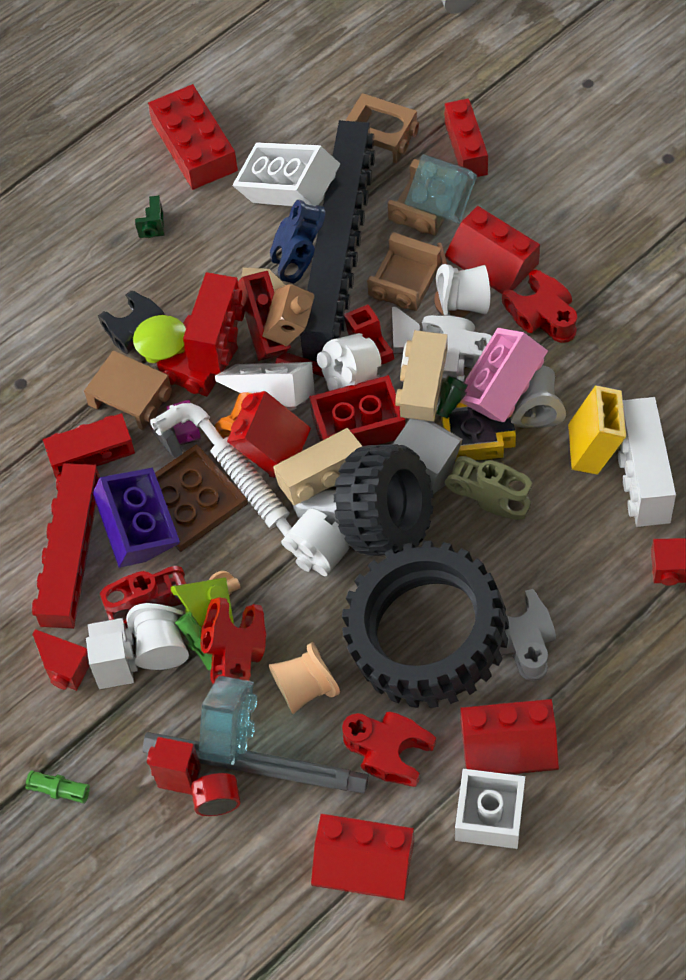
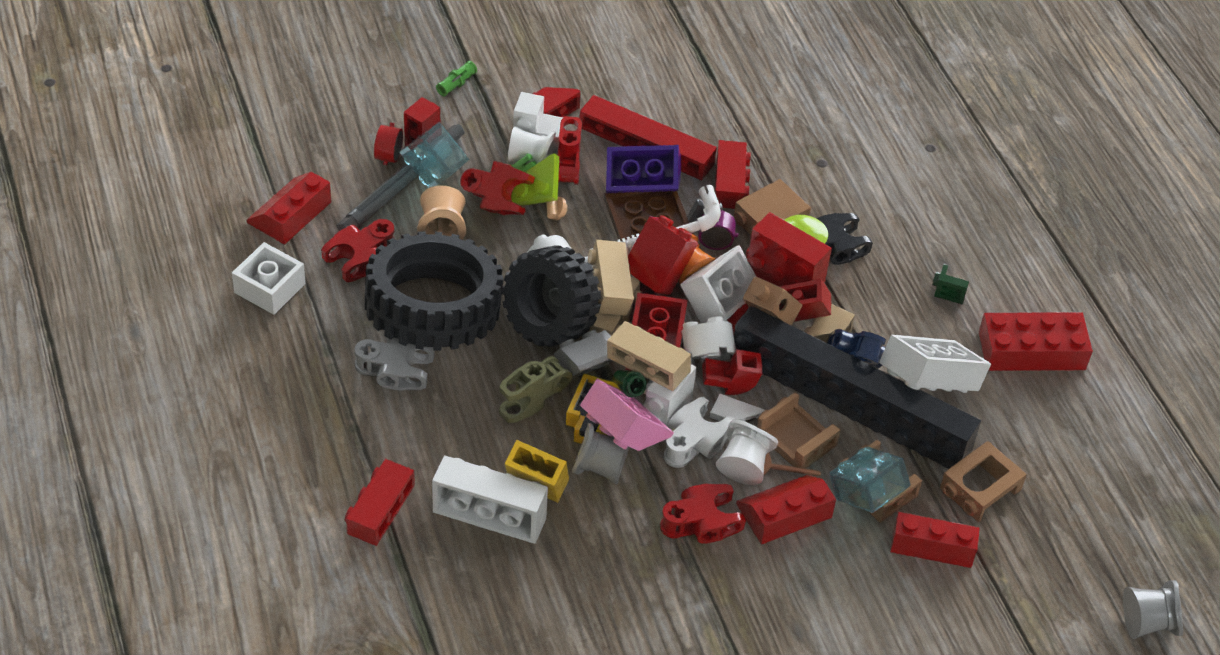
camera: 105 degrees right, 10 degrees down
(510, 737) = (318, 318): red slope -> none

